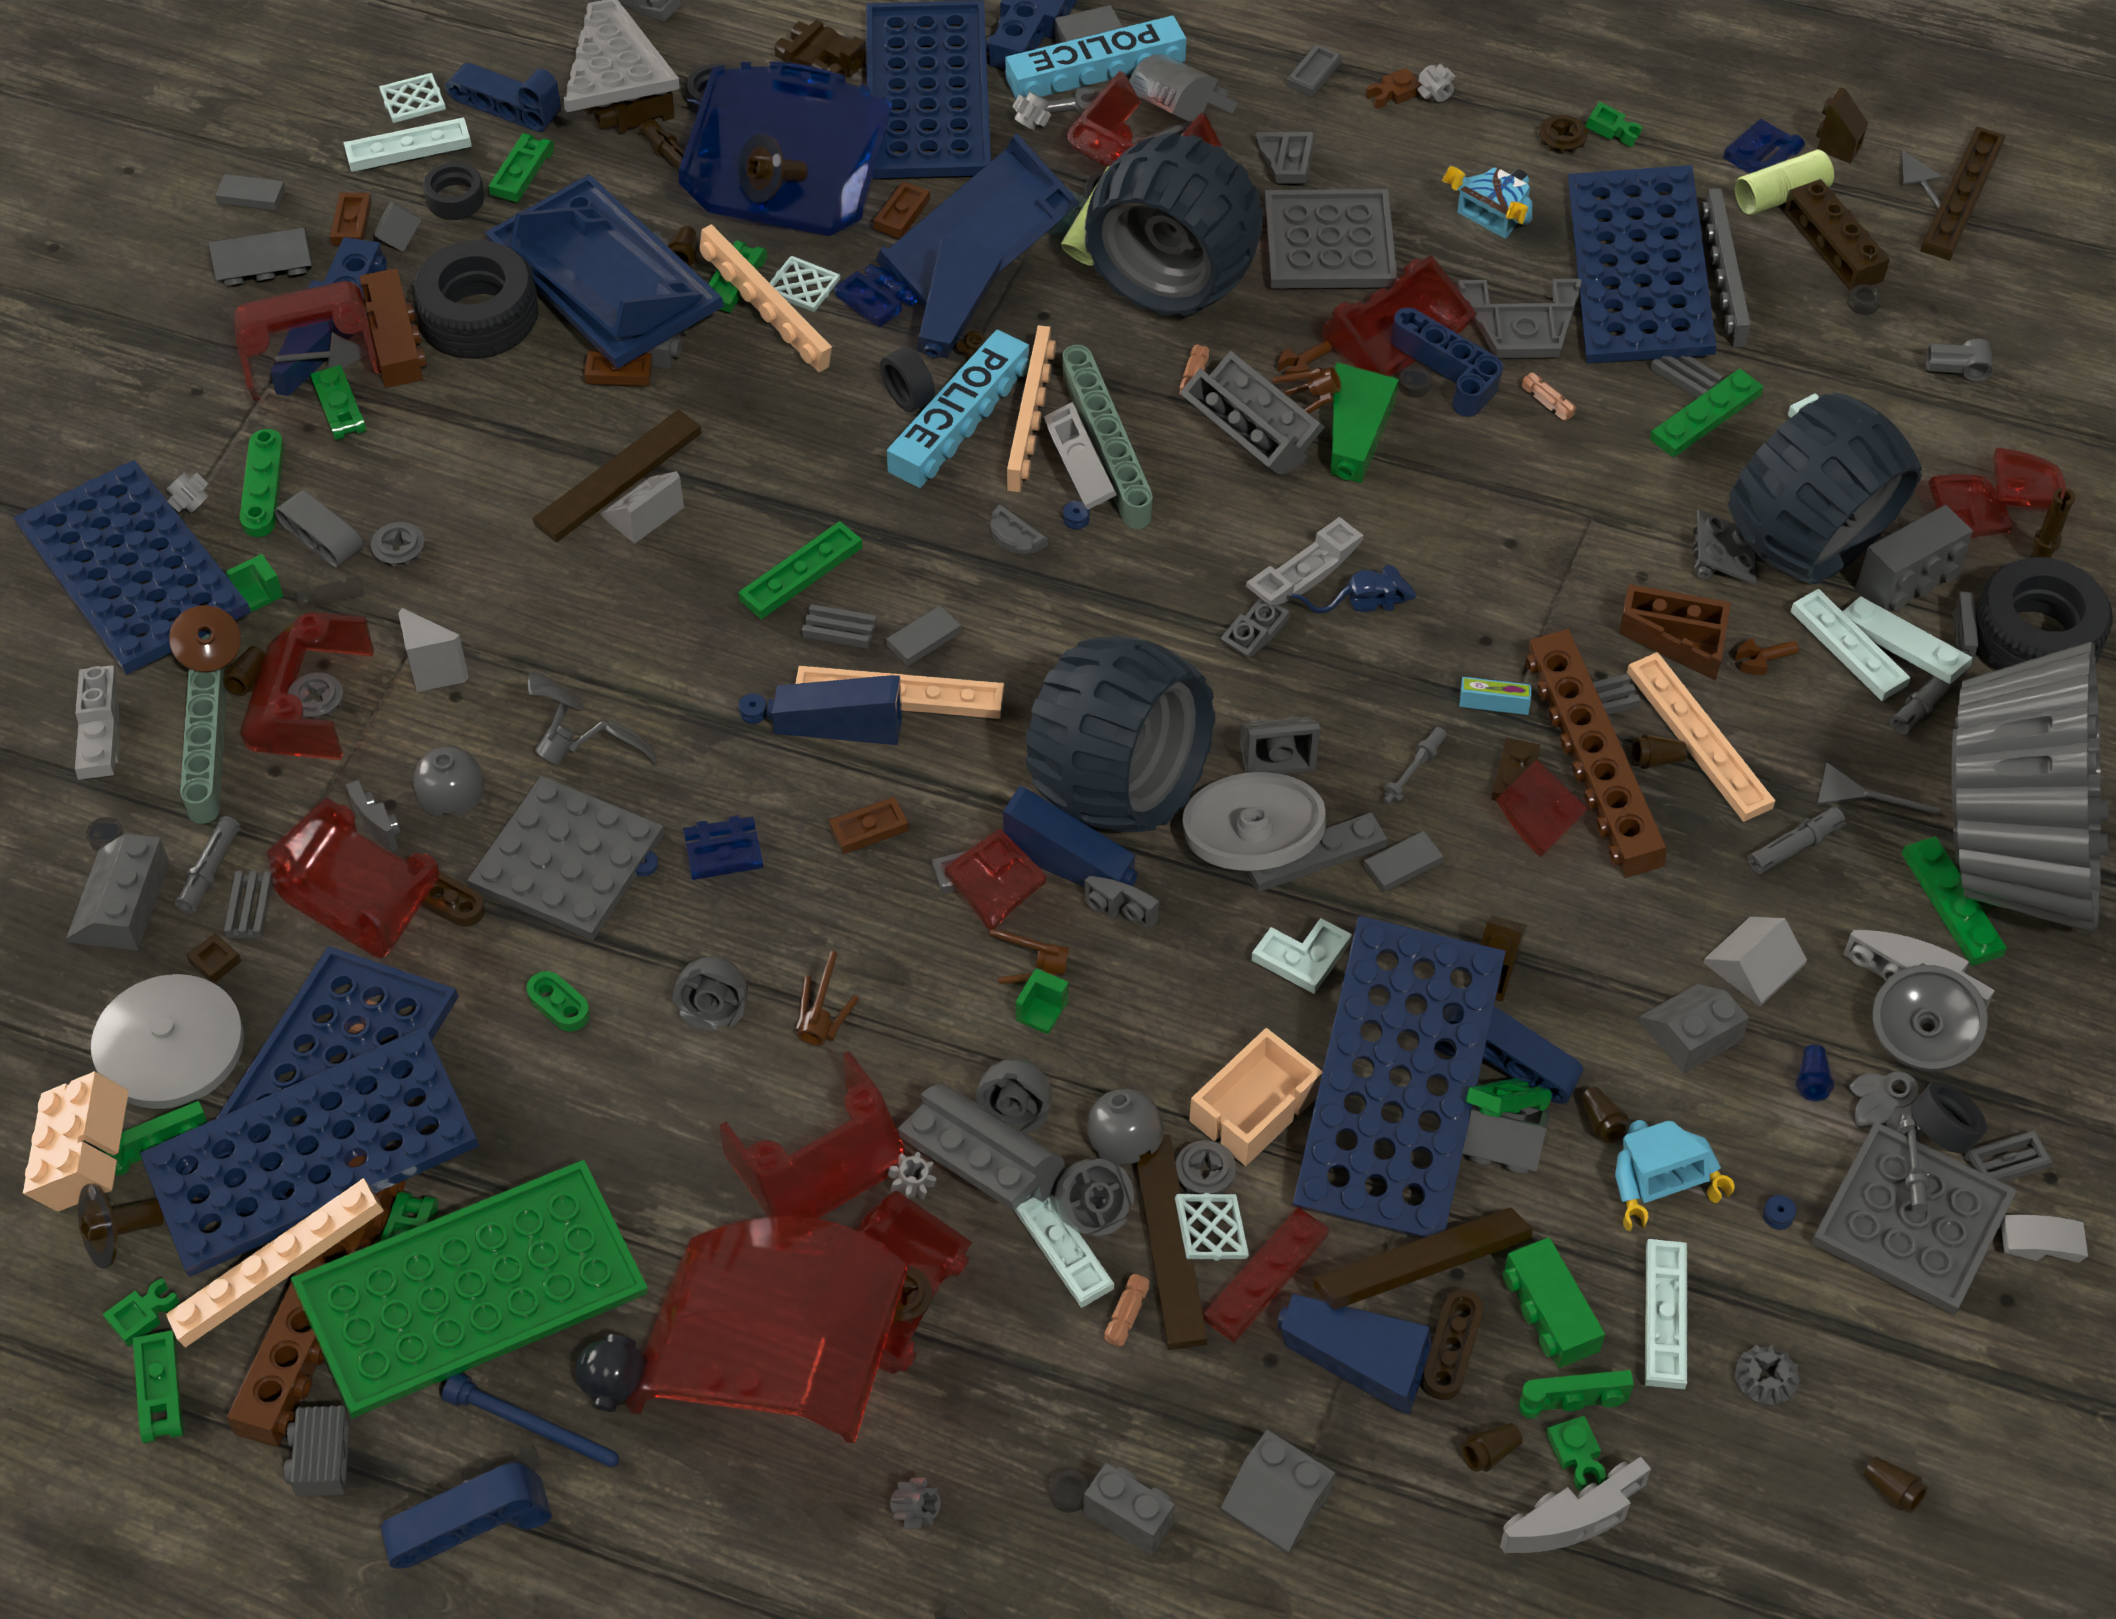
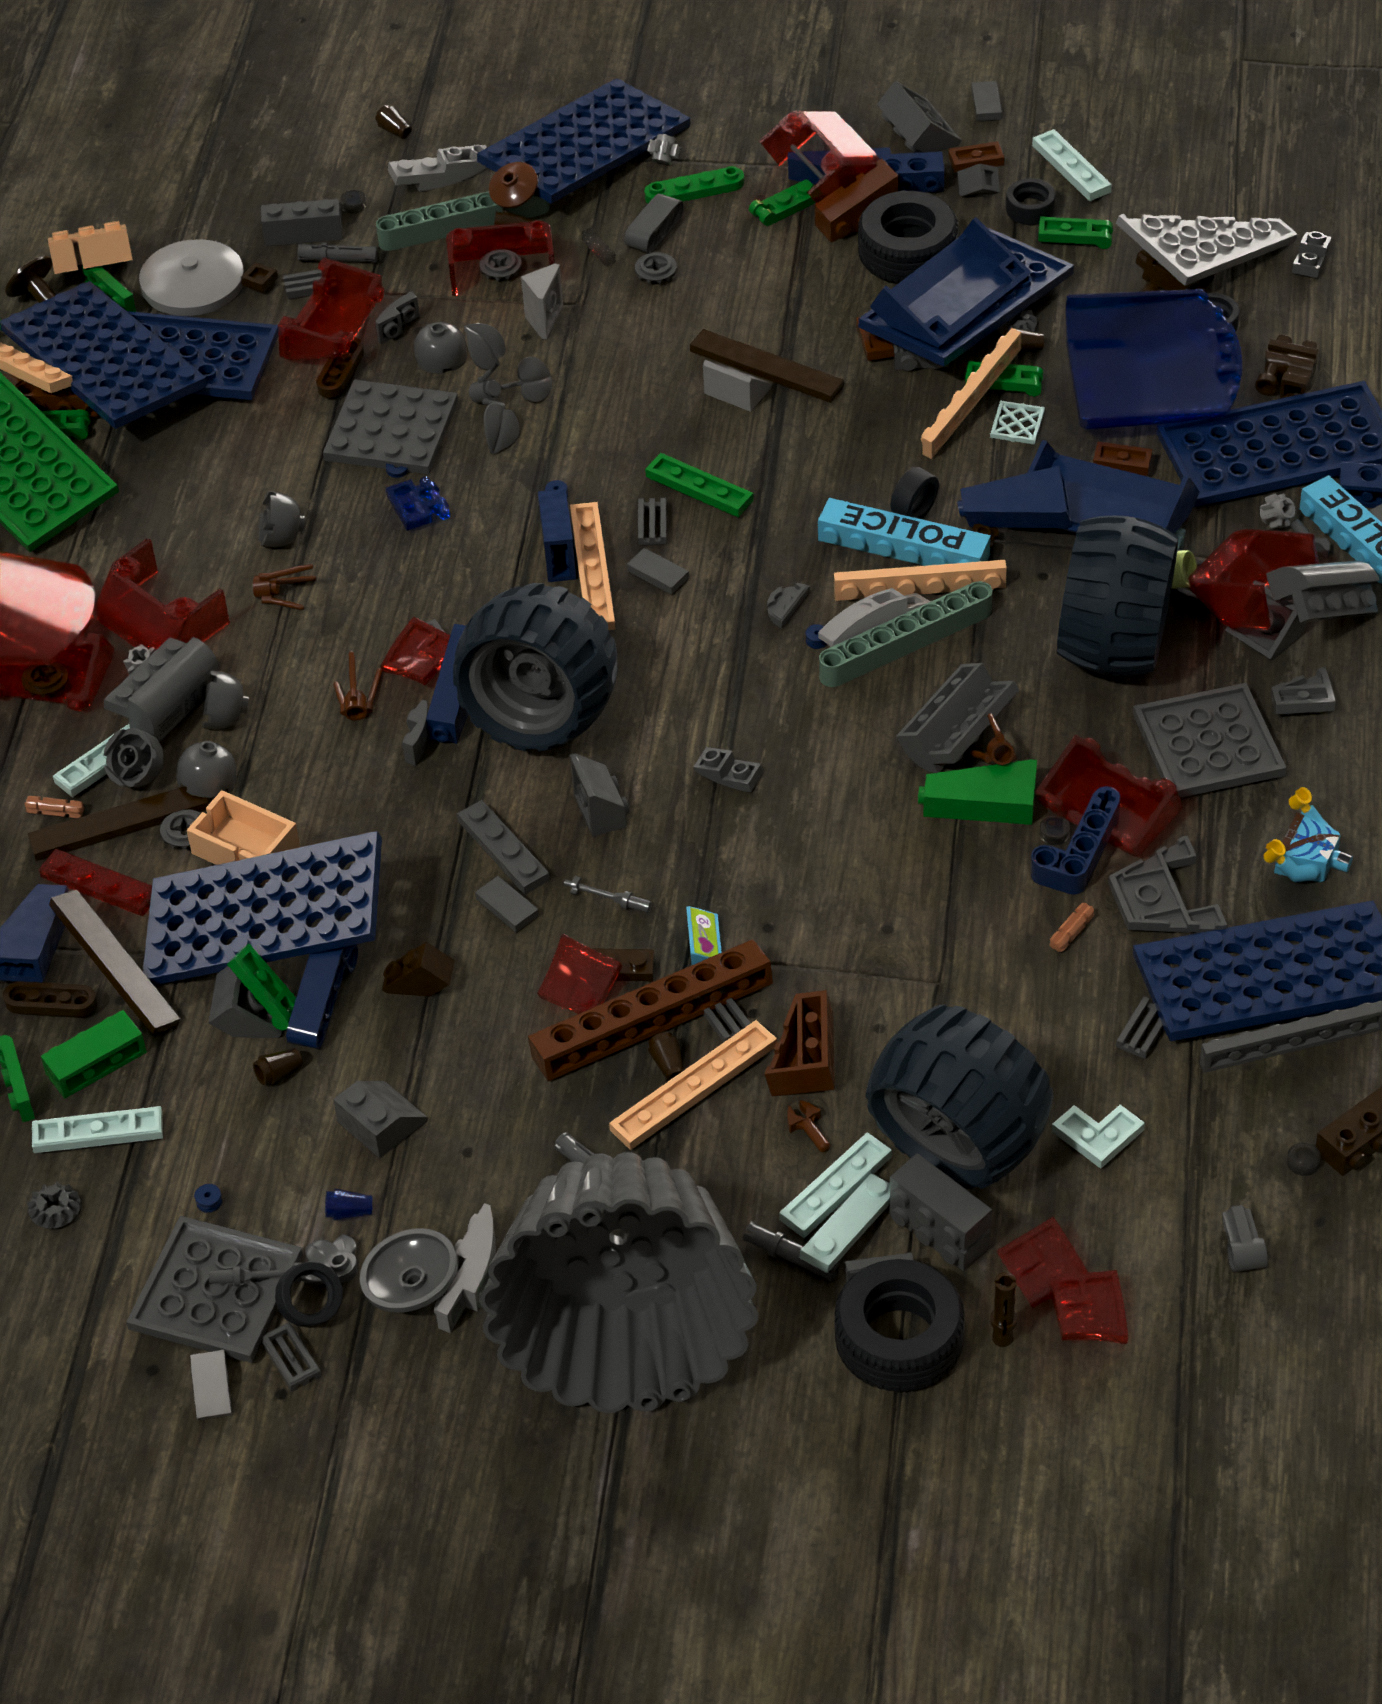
camera: 80 degrees right, 5 degrees down
(256, 582) = (595, 208): green panel -> none
(411, 83) = (1109, 156): light aqua window -> none
(525, 104) = (1149, 192): dark blue beam -> none
(560, 1003) = (259, 450): green plate -> none
(764, 168) = (1115, 360): piece -> none
(868, 825) = (457, 576): reddish brown plate -> none
(869, 297) = (1010, 459): clear blue plate -> none
(1042, 1001) = (315, 705): green panel -> none
(1198, 359) = (1028, 679): nougat axle -> none
(1206, 1199) = (126, 853): light aqua window -> none
(1254, 821) = (510, 792): light grey dish -> none
(1300, 361) = (1049, 747): reddish brown bar -> none
(1305, 962) = (395, 858): light aqua plate -> none
(1308, 567) = (798, 788): light grey slope -> none
(1370, 589) = (788, 833): dark blue animal -> none
(1663, 1162) = (229, 1103): medium azure torso -> none
(1706, 413) = (1098, 1049): green plate -> none
(1758, 957) = (459, 1155): light grey slope -> none

